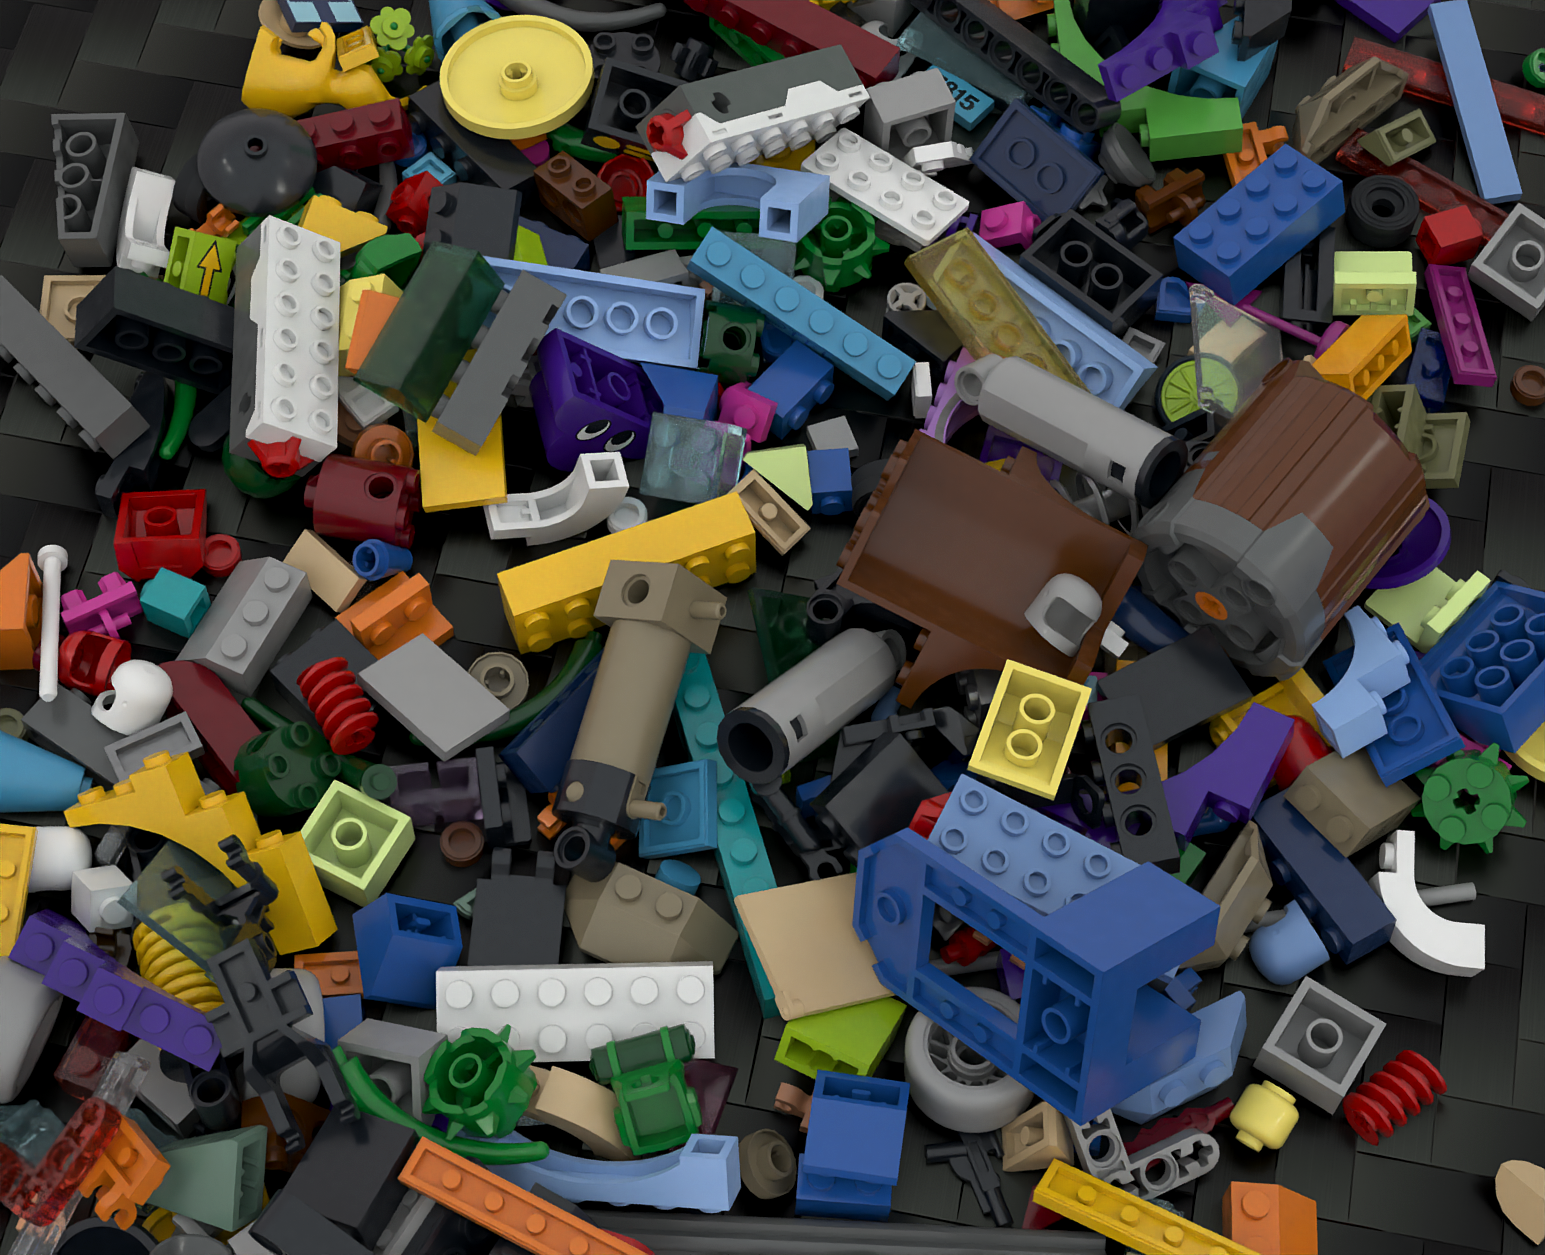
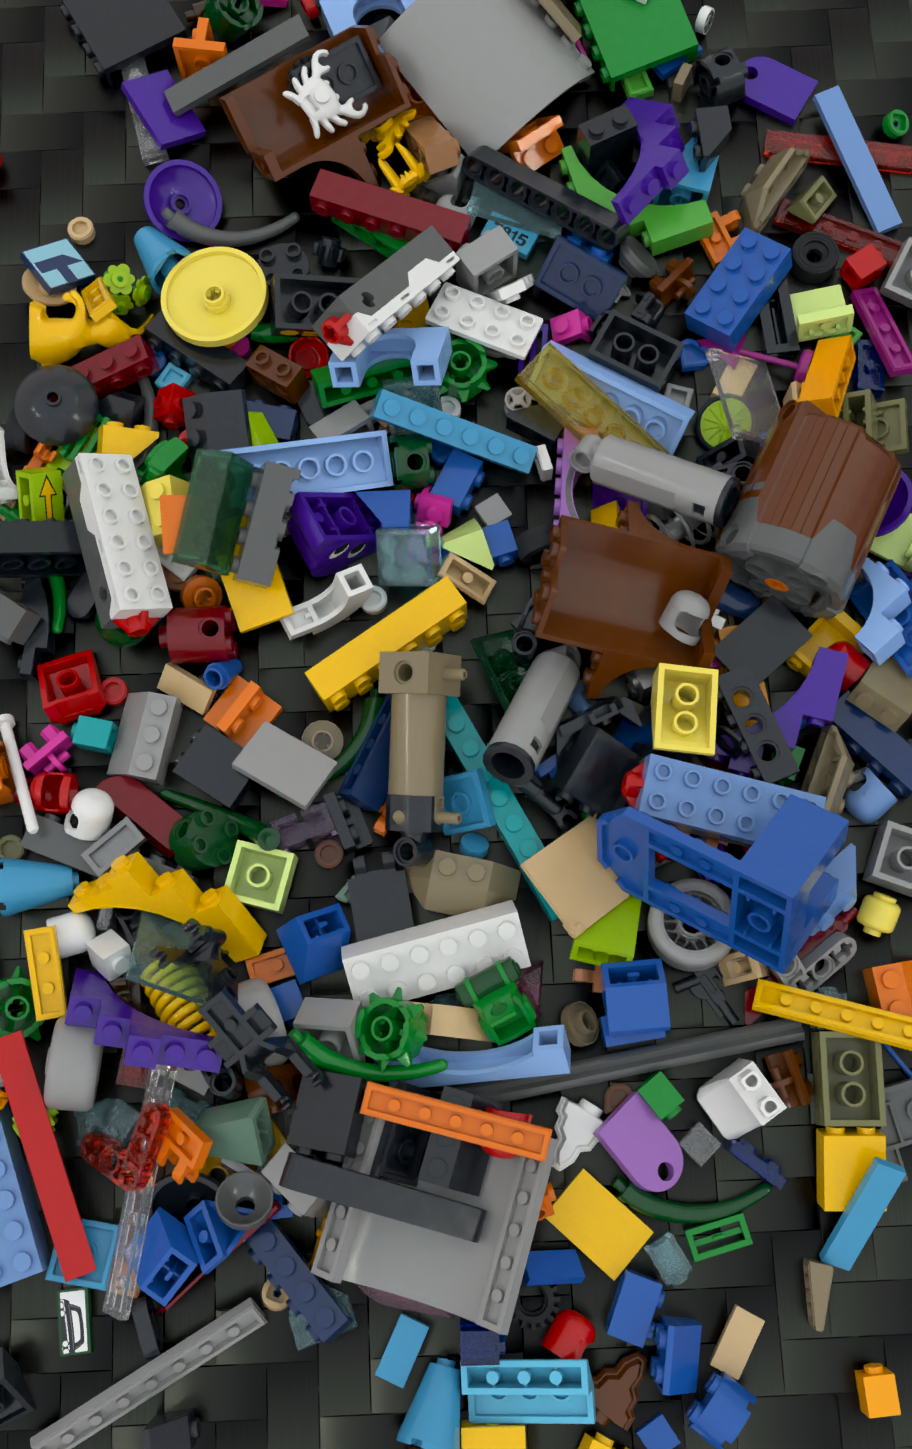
camera: 10 degrees left, 15 degrees up
(338, 705) = (225, 789): red piece -> none

